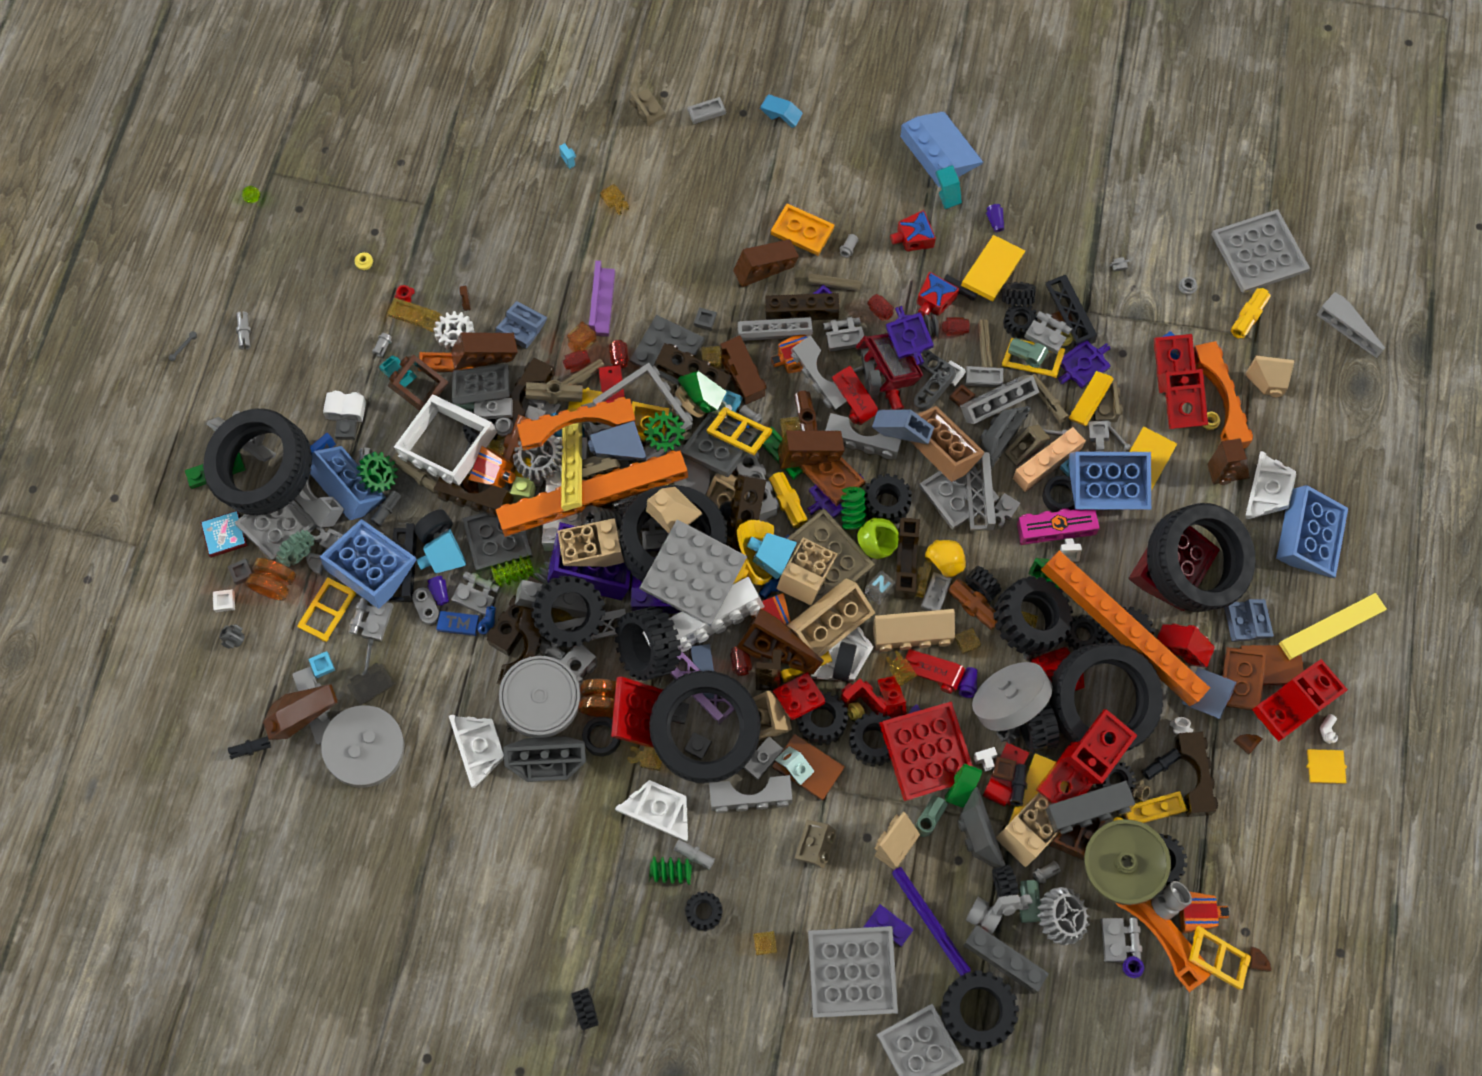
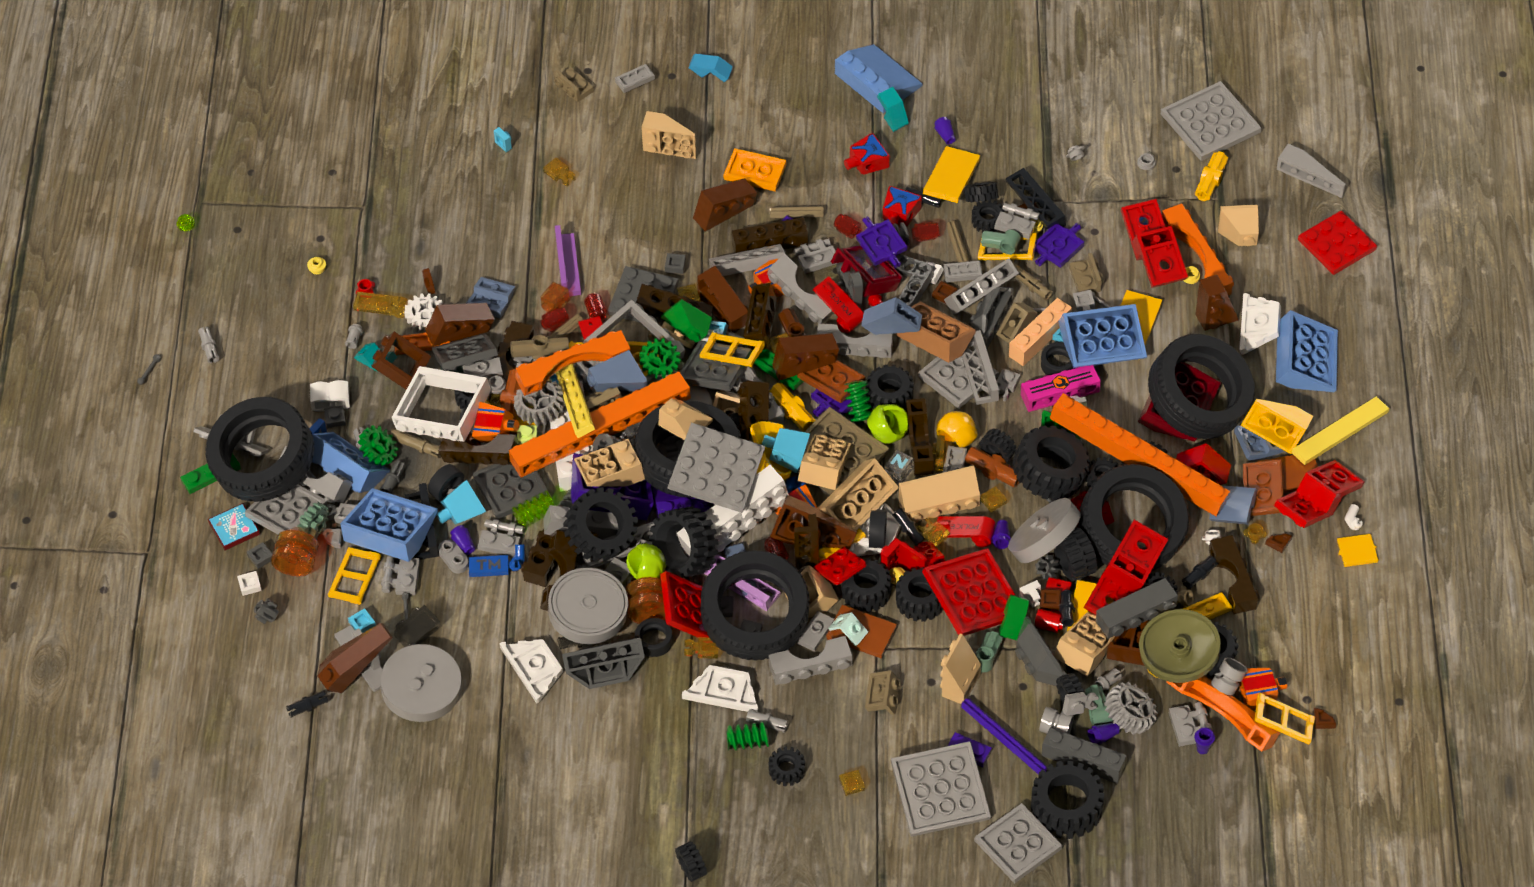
camera: 10 degrees left, 15 degrees down
(607, 659) = (646, 561): none -> lime piece
(721, 179) = (667, 136): none -> tan slope
(775, 395) = (760, 314): none -> dark brown brick
(847, 249) = (803, 180): light grey pin -> none
(877, 658) = (908, 526): none -> black pin
(1028, 935) = (1101, 733): none -> dark purple cone
(1091, 398) = (1070, 272): yellow tile -> none
(1226, 722) = (1255, 528): none -> clear yellow plate
(1273, 614) = (1277, 423): none -> yellow slope
(1364, 408) = (1337, 242): none -> red plate

